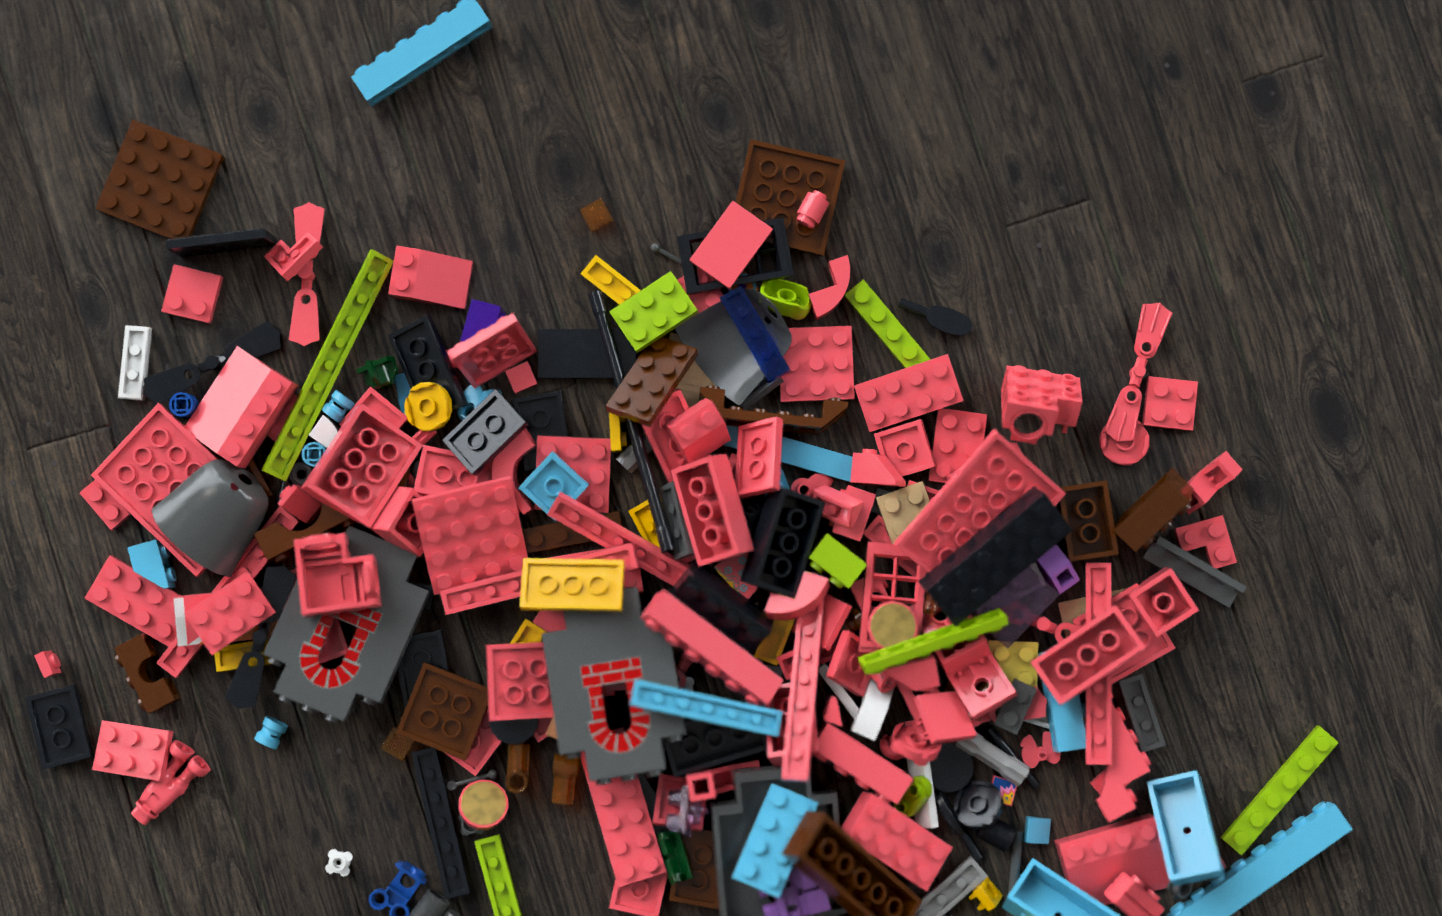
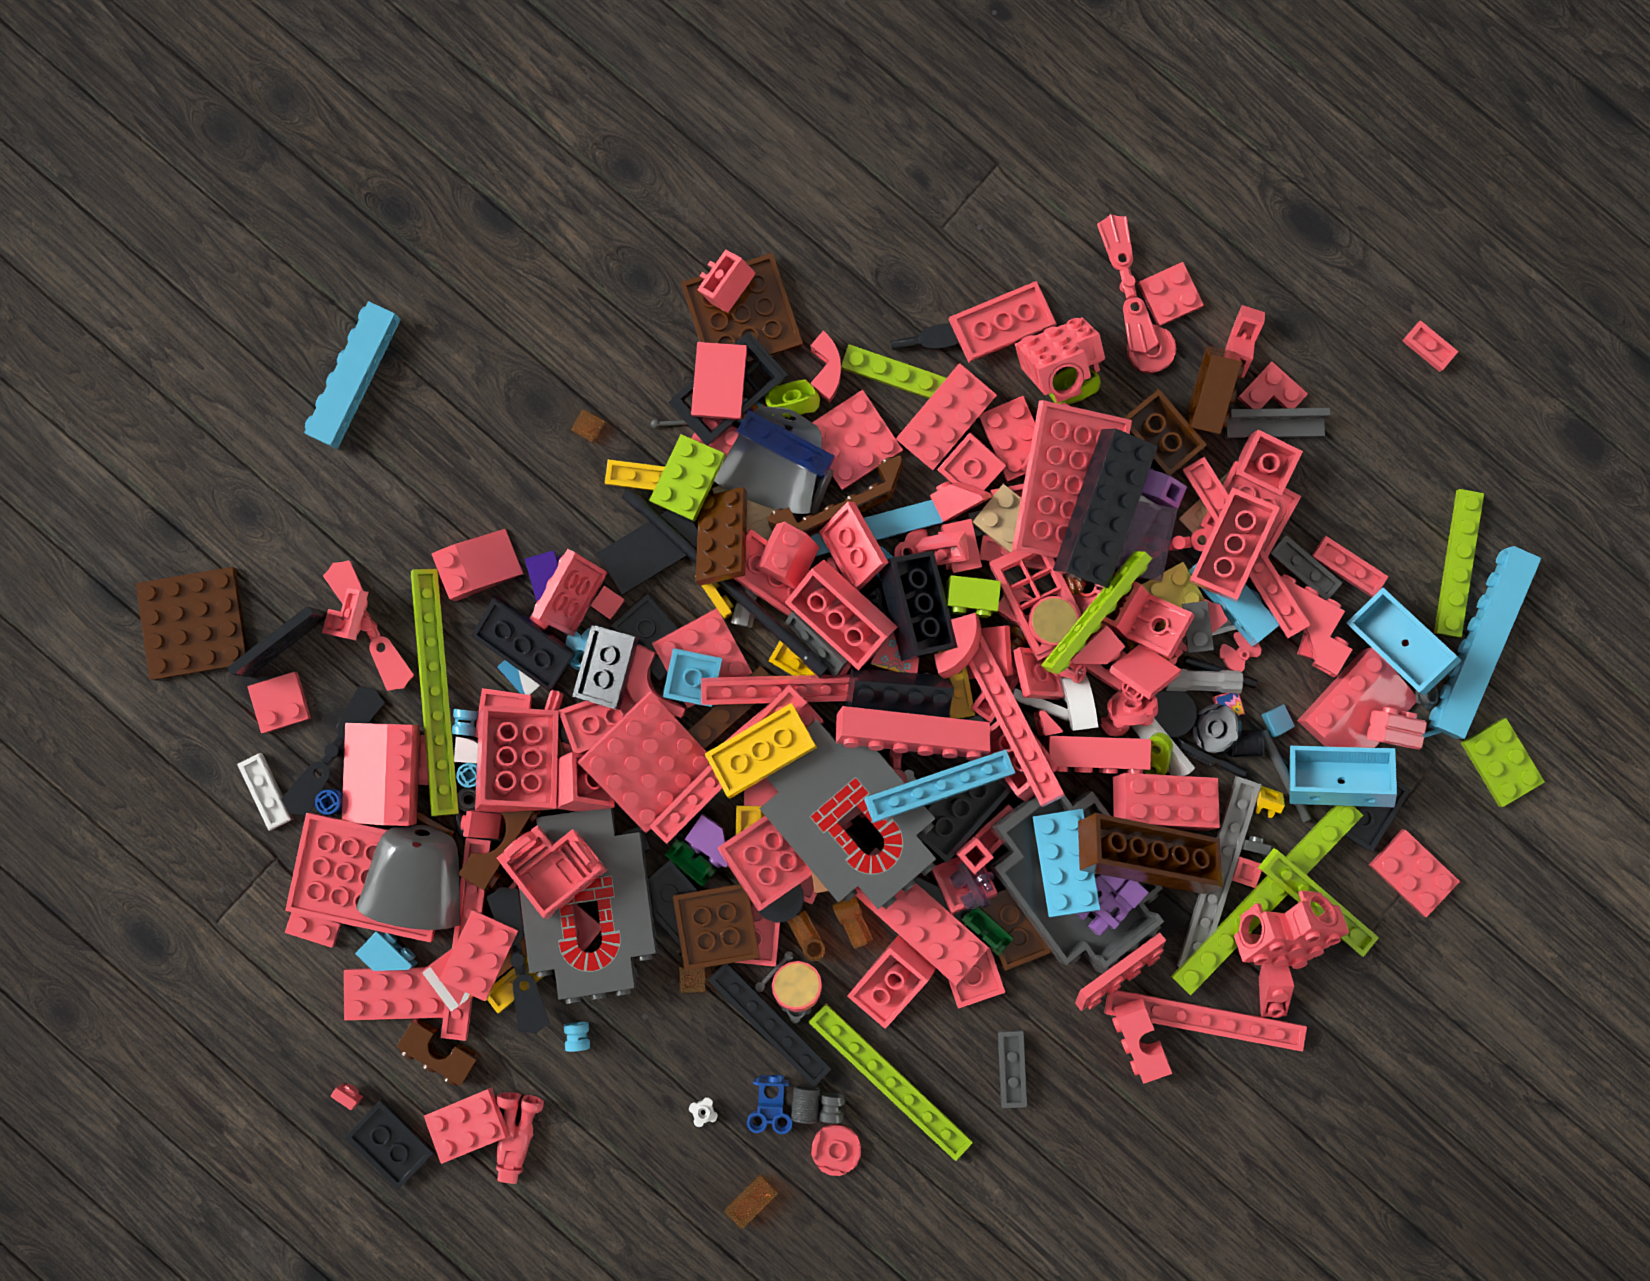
camera: 35 degrees left, 0 degrees up
(379, 372) = (483, 671): dark green piece -> none
(428, 406) = (542, 675): yellow tile -> none
(457, 643) = (690, 862): none -> dark green hinge
(483, 630) = (707, 837): none -> medium lavender slope
(566, 850) = (892, 982): none -> coral slope
(789, 162) = (726, 280): none -> coral brick
(812, 209) = (770, 309): coral brick -> none
(1008, 339) = (1002, 321): none -> coral tile
(1031, 423) = (1067, 378): none -> lime piece
(1180, 734) = (1349, 566): none -> coral plate
(1370, 585) = (1430, 346): none -> coral plate

